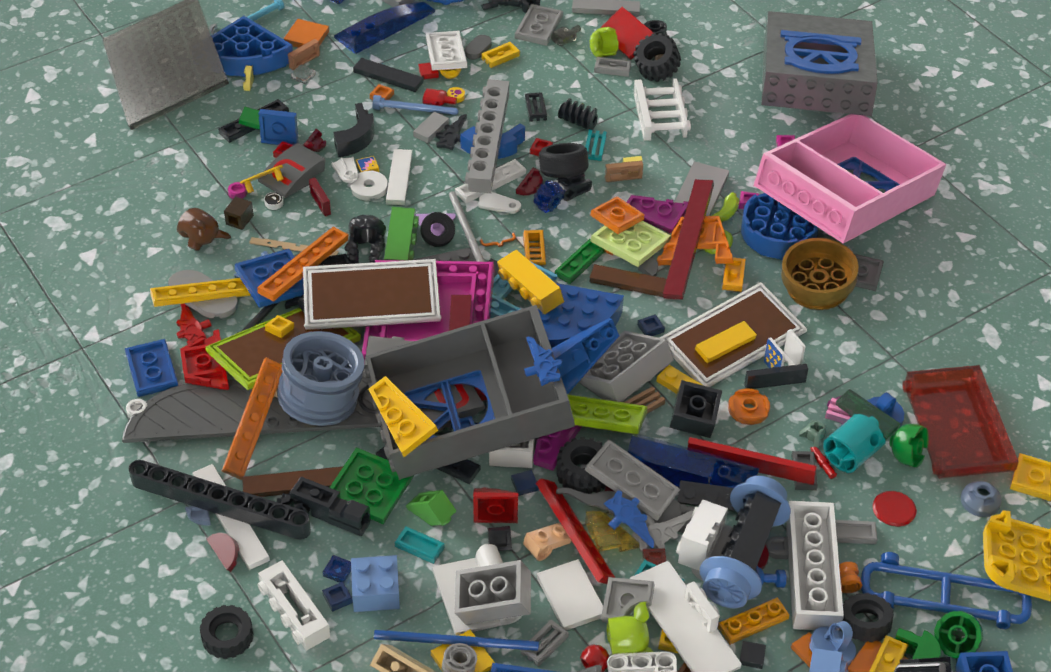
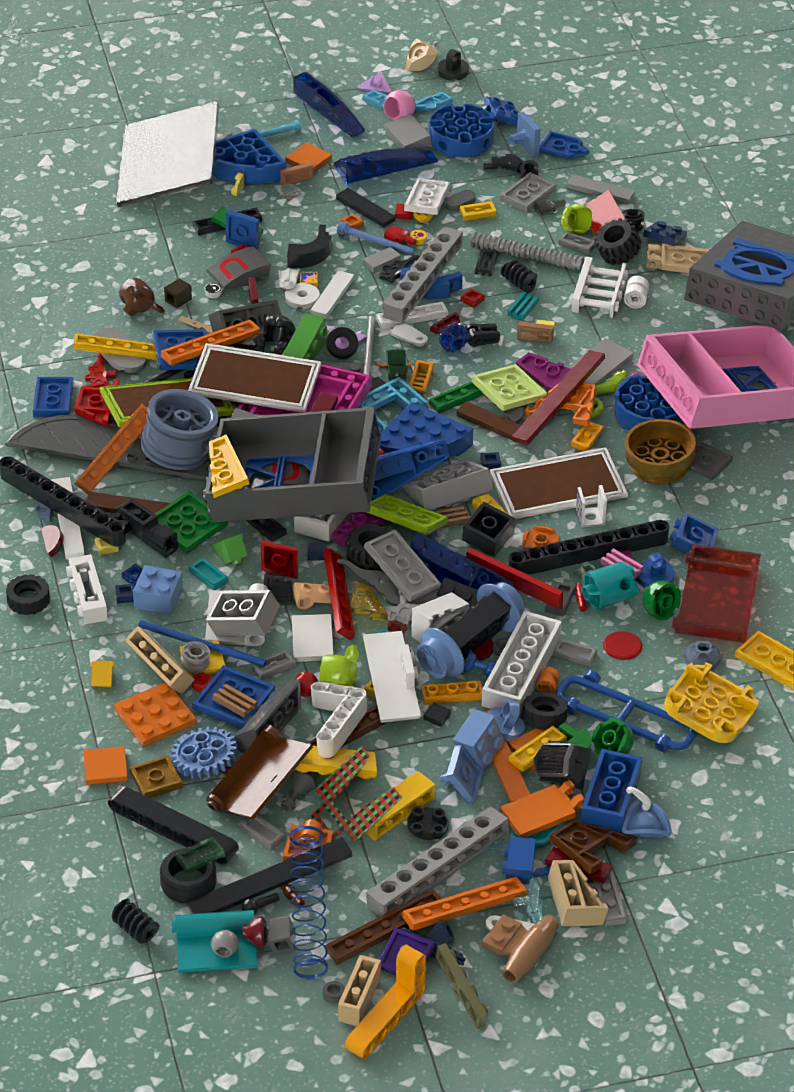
camera: 20 degrees right, 5 degrees down
(133, 405) = (27, 420): white tile -> none
(237, 190) = (186, 275): dark pink tile -> none
(276, 170) = (222, 263): yellow piece -> none
(279, 326) = (167, 384): yellow tile -> none
(287, 543) = (104, 548): none -> light yellow tile
(311, 229) = (253, 312): none -> dark grey wedge
(315, 141) = (271, 249): dark red tile -> none
(504, 239) = (396, 363): none -> dark green brick
(513, 545) = (282, 590): none -> black tile
(530, 281) = (393, 398): yellow brick -> none
(544, 364) = (356, 452): blue piece -> none
(563, 160) = (481, 310): black tyre -> none
(571, 86) = (523, 250): none -> light grey piece
(617, 215) = (506, 365): orange tile -> none
(624, 595) = (365, 644): light grey tile -> none
(628, 513) = (385, 588): blue piece -> none
(692, 39) = (664, 233): none -> dark blue plate
(699, 105) = (636, 292): none -> white wheel
(719, 62) = (672, 257): none -> tan tile
(725, 342) = (546, 485): yellow tile -> none
(776, 376) = (575, 522): black tile -> none
(804, 402) = (589, 547): none -> black beam
(855, 404) = (643, 574): clear green tile -> none
(897, 359) = (692, 531): none -> blue plate

